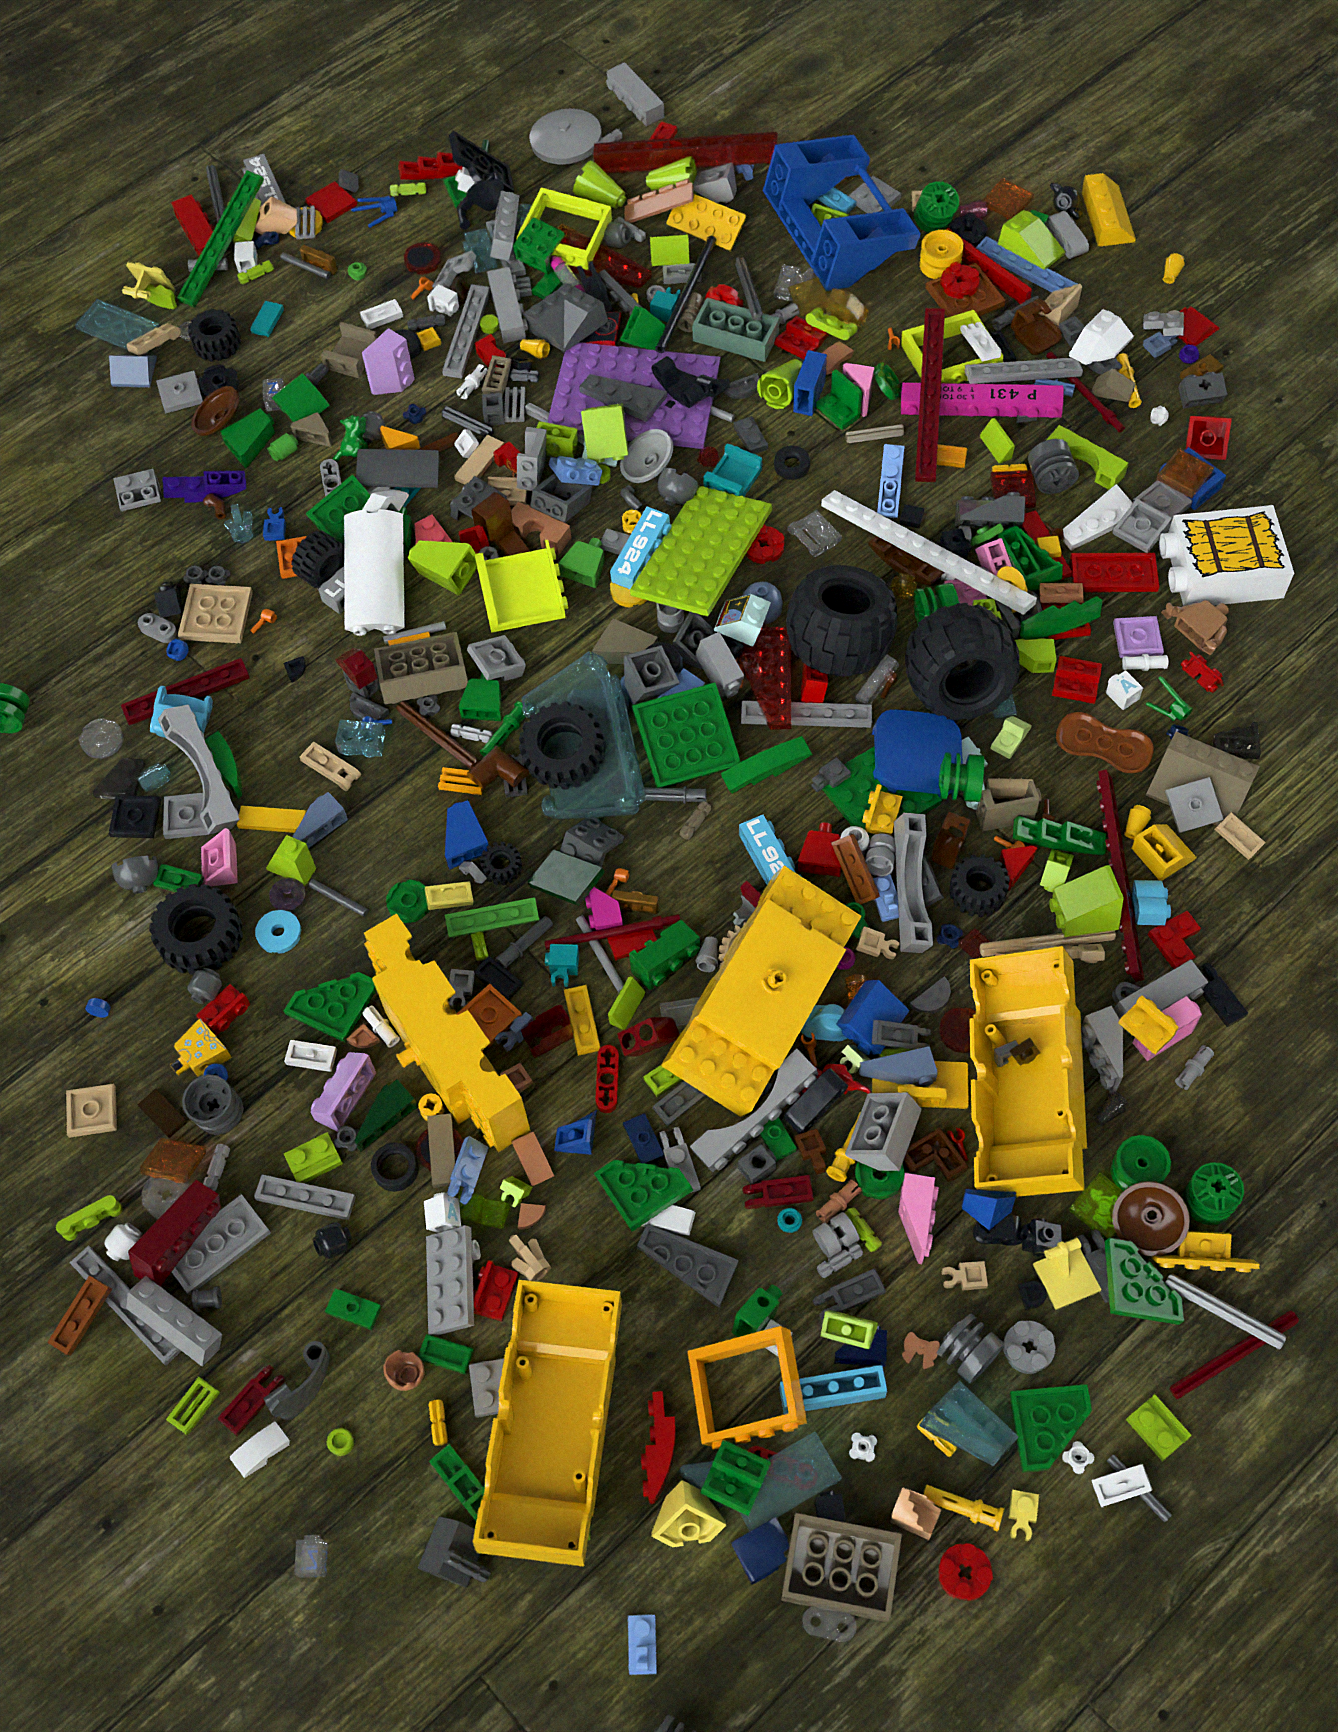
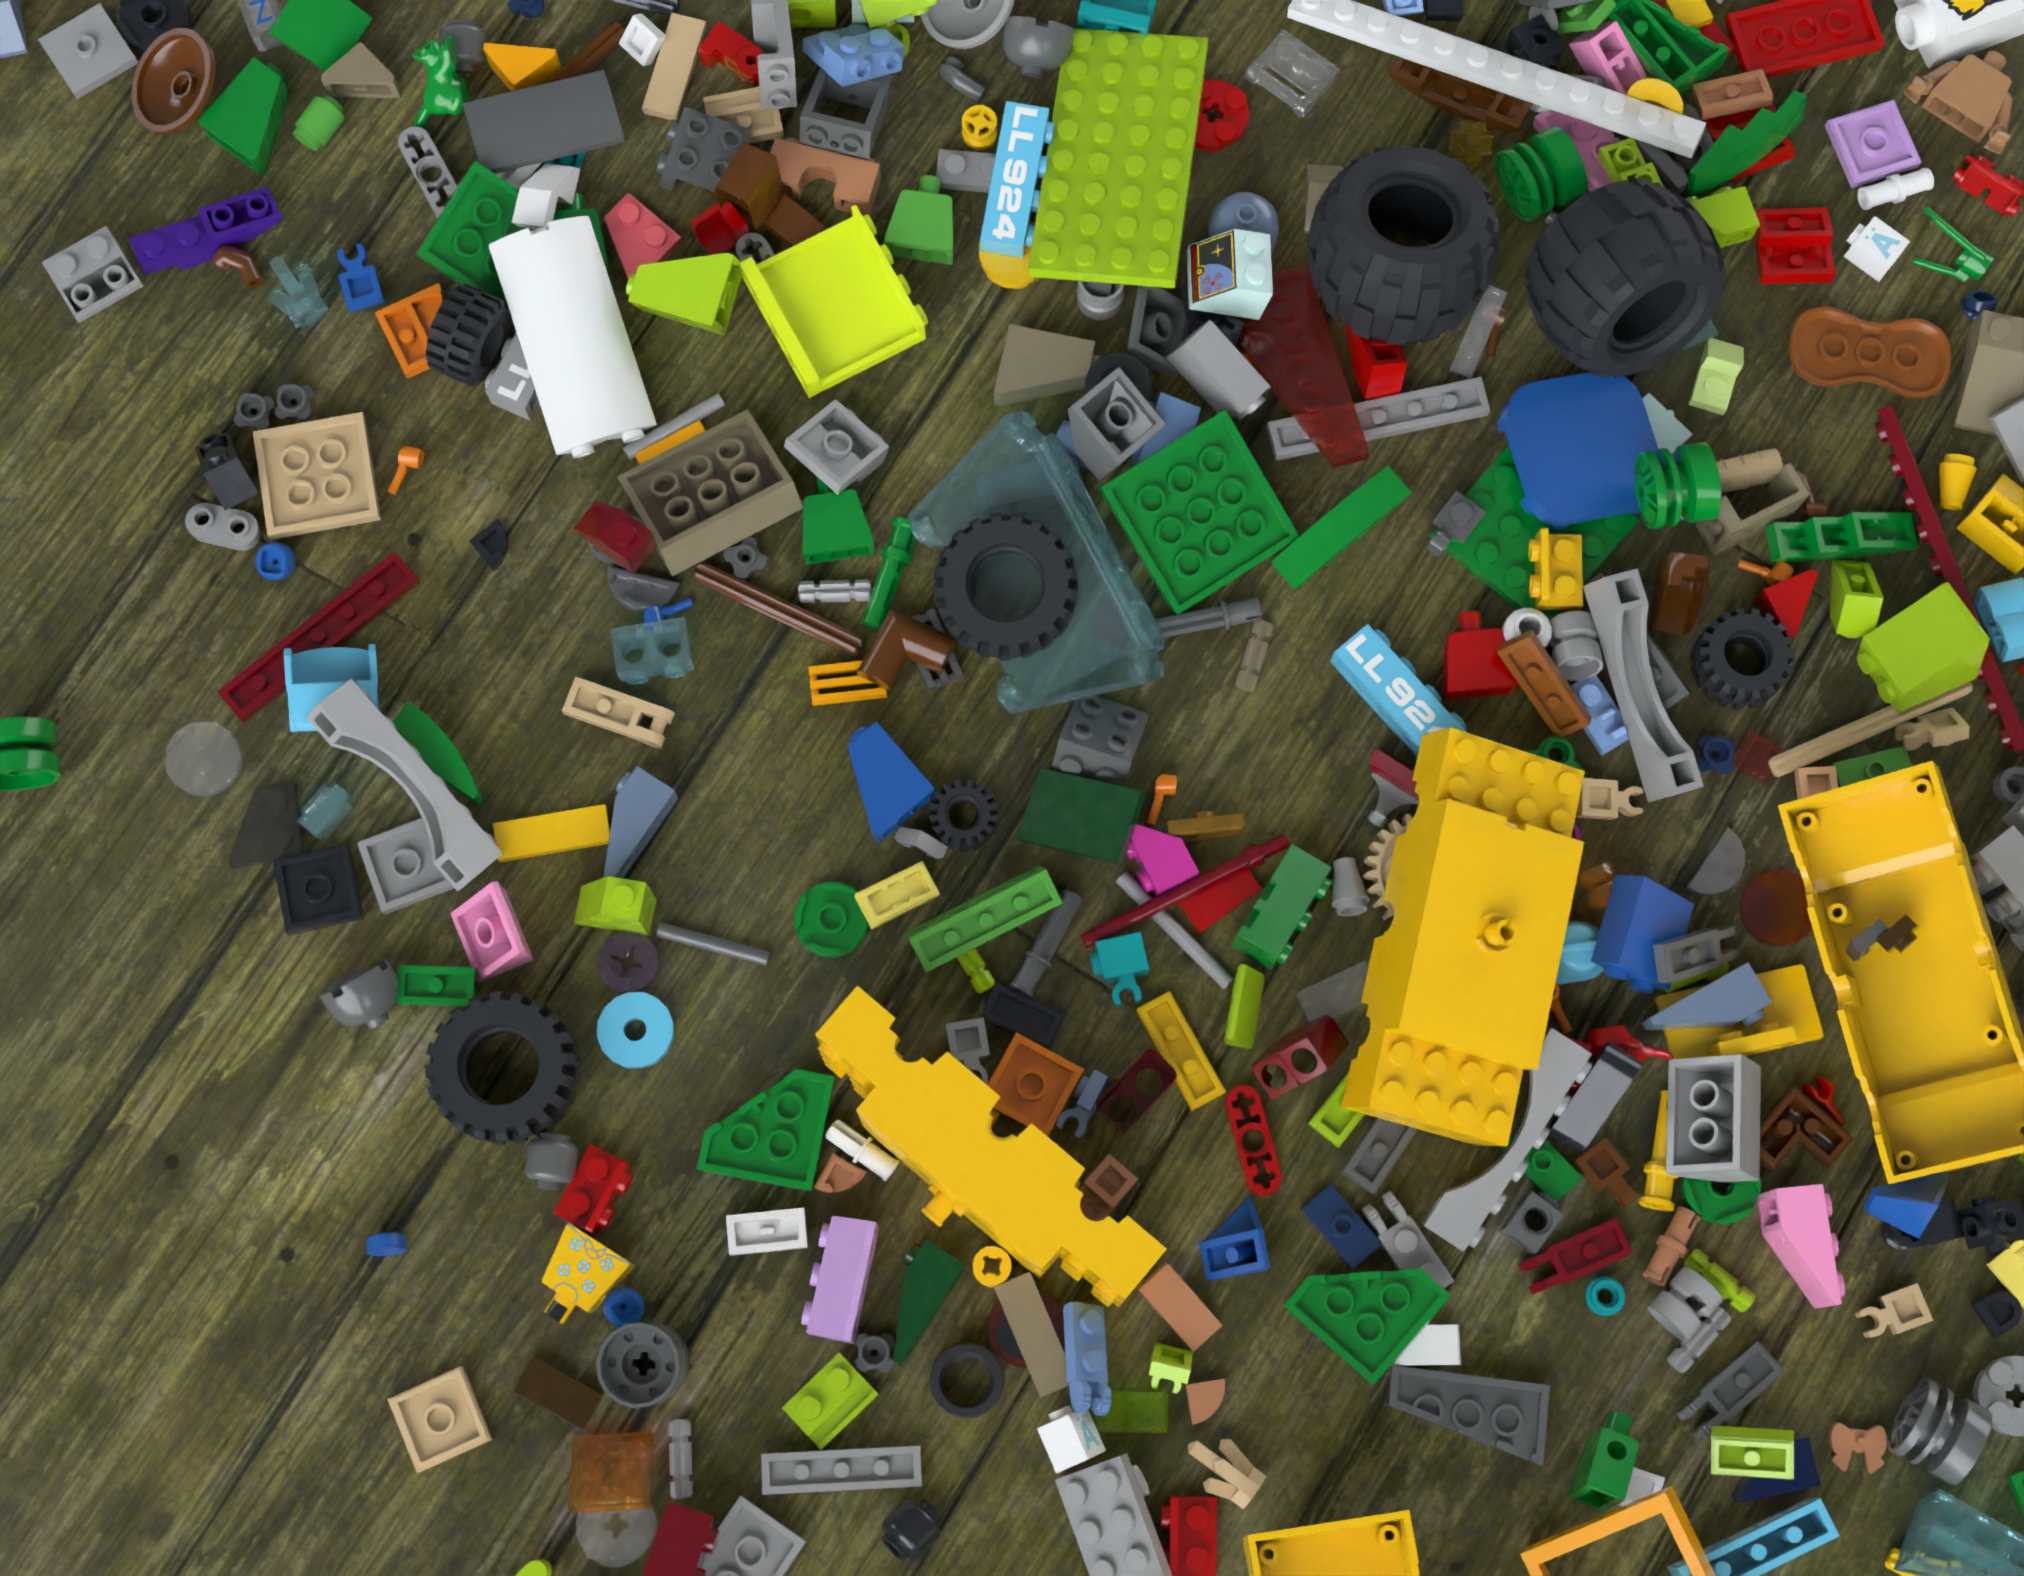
camera: 20 degrees left, 15 degrees up
(855, 1056) = (1634, 1003): yellowish green tile -> none

